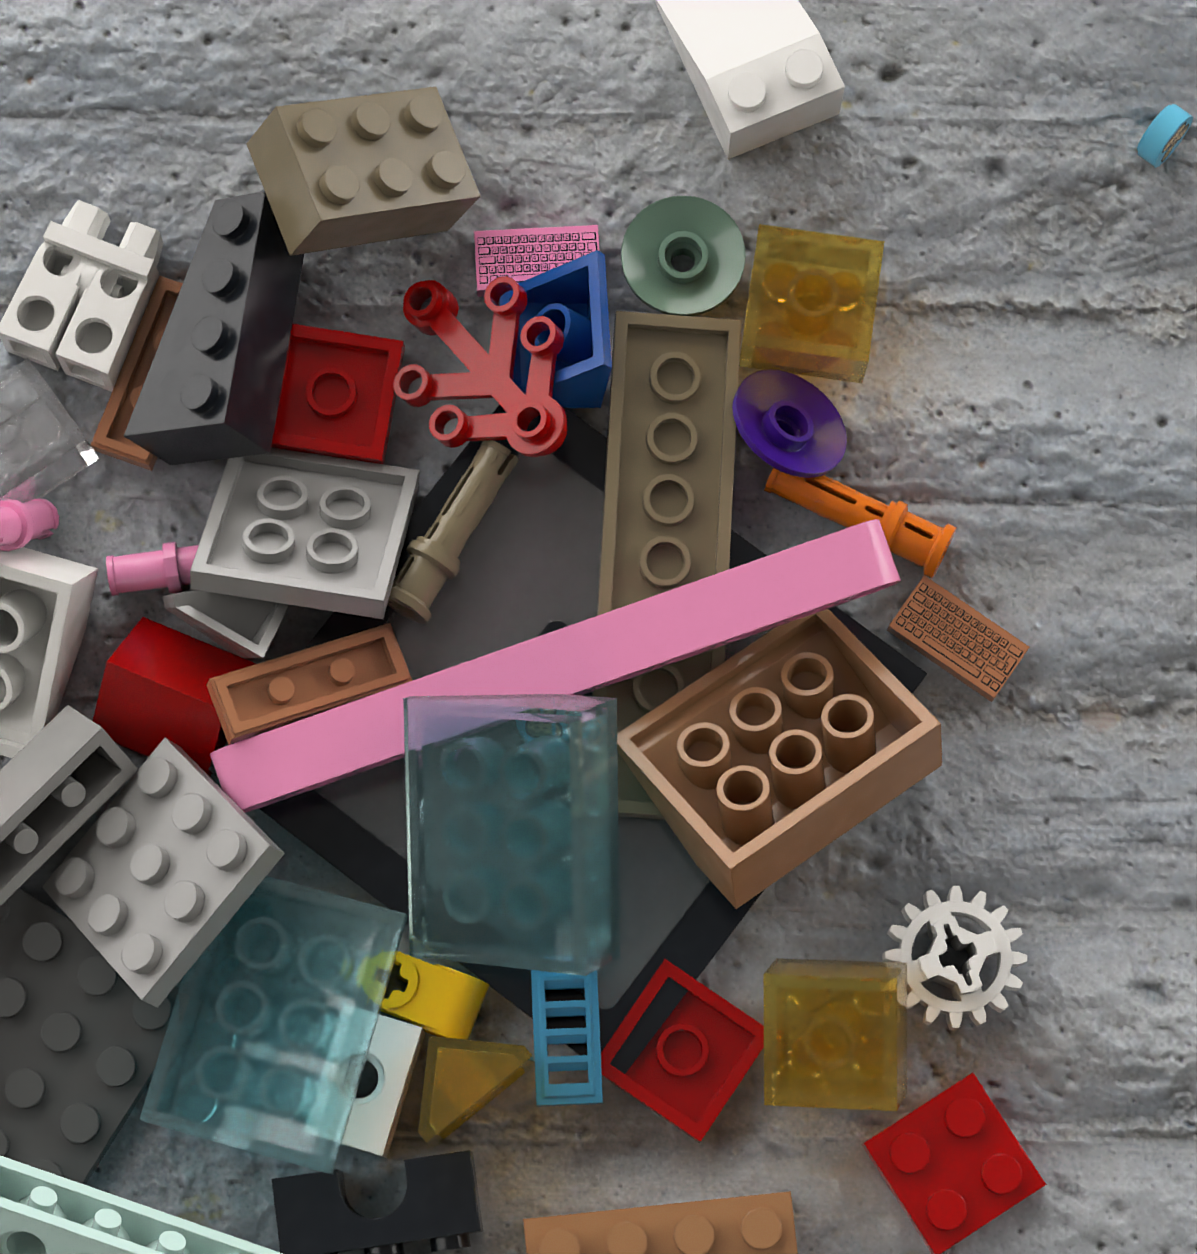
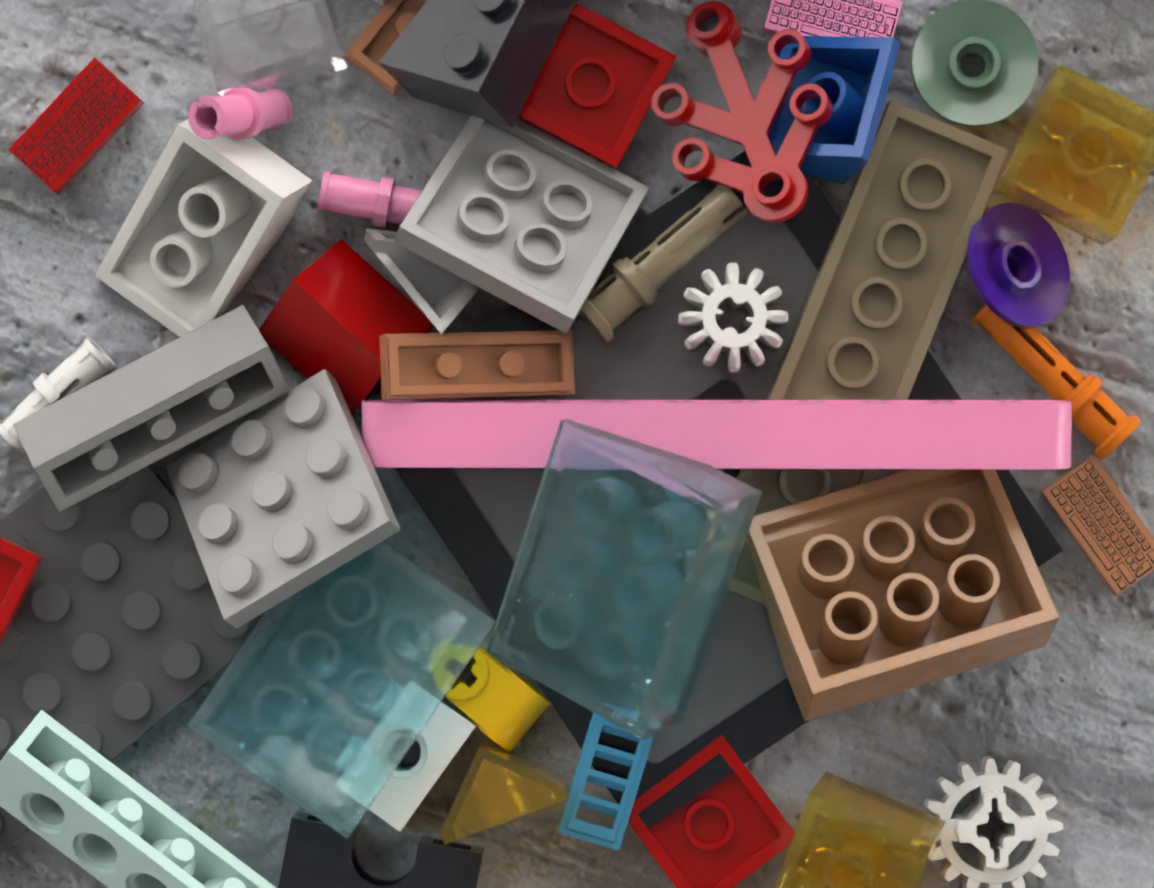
camera: 15 degrees right, 10 degrees up
(536, 537) = (737, 296): none -> white gear

